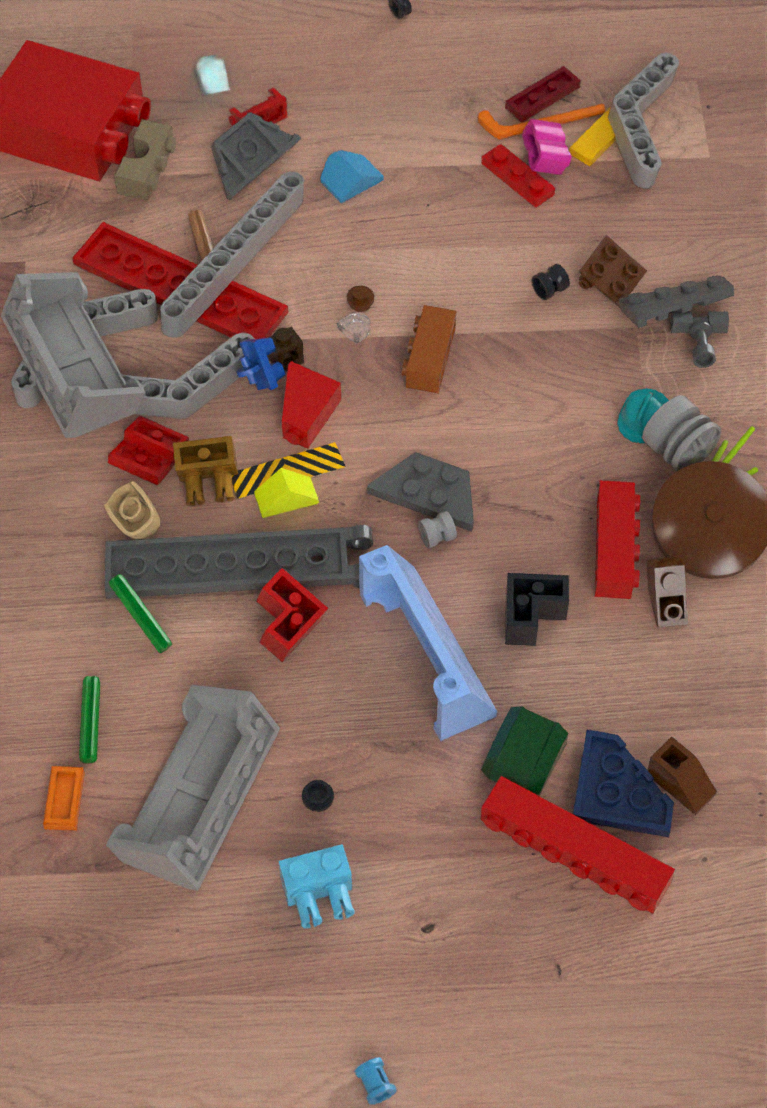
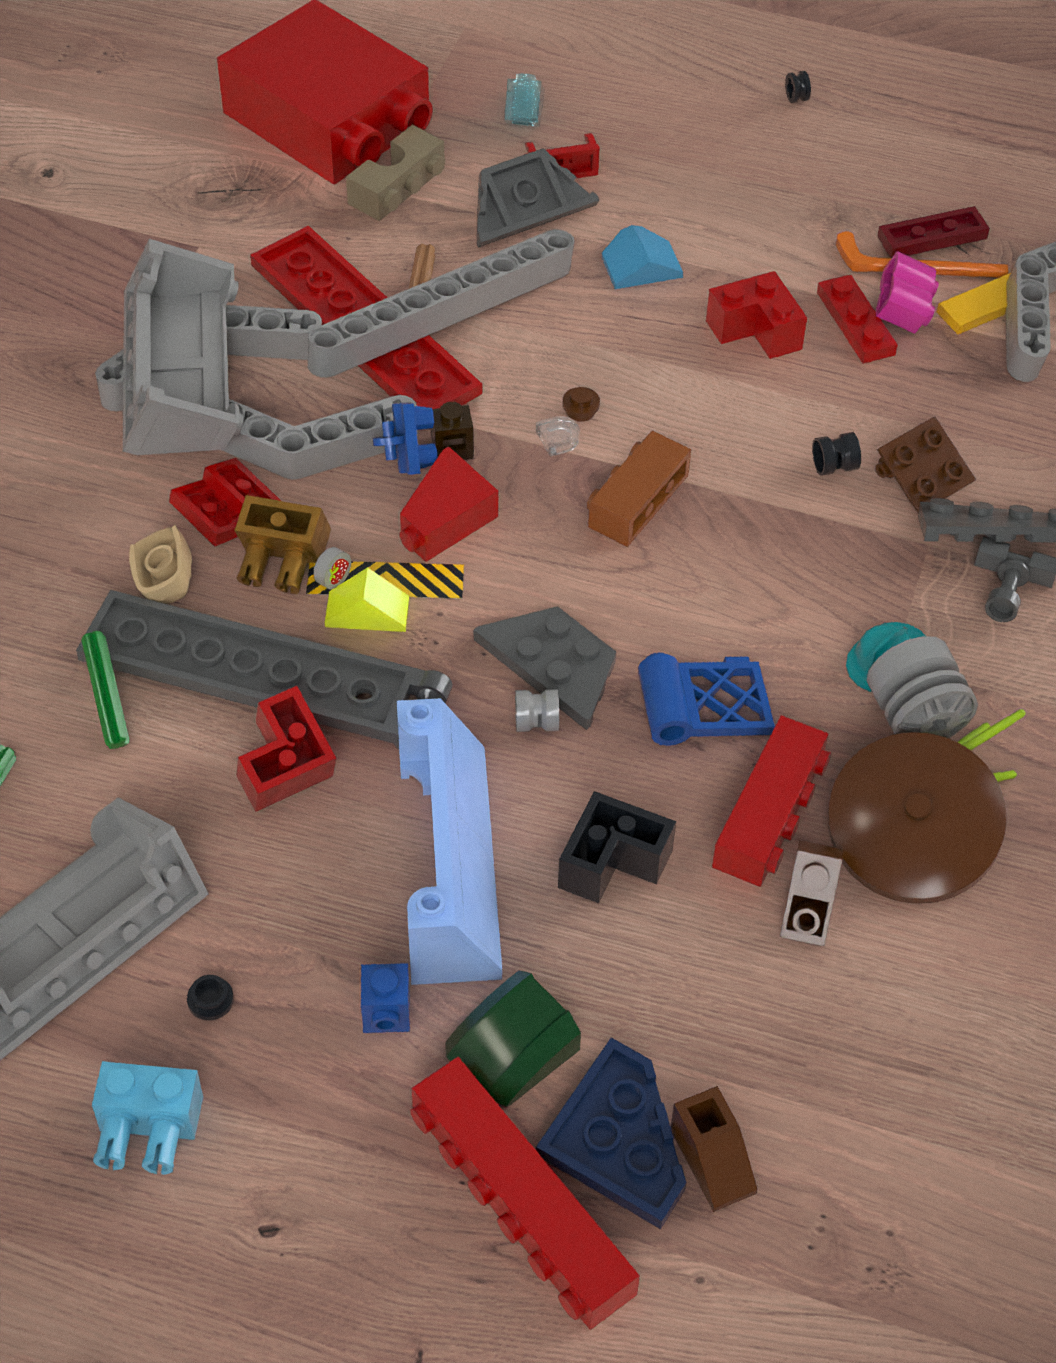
camera: 20 degrees right, 5 degrees down
(250, 474) = (332, 567): none -> light grey tile
(433, 755) = (385, 998): none -> blue brick
(453, 189) = (757, 308): none -> red brick
(521, 491) = (672, 698): none -> blue piece

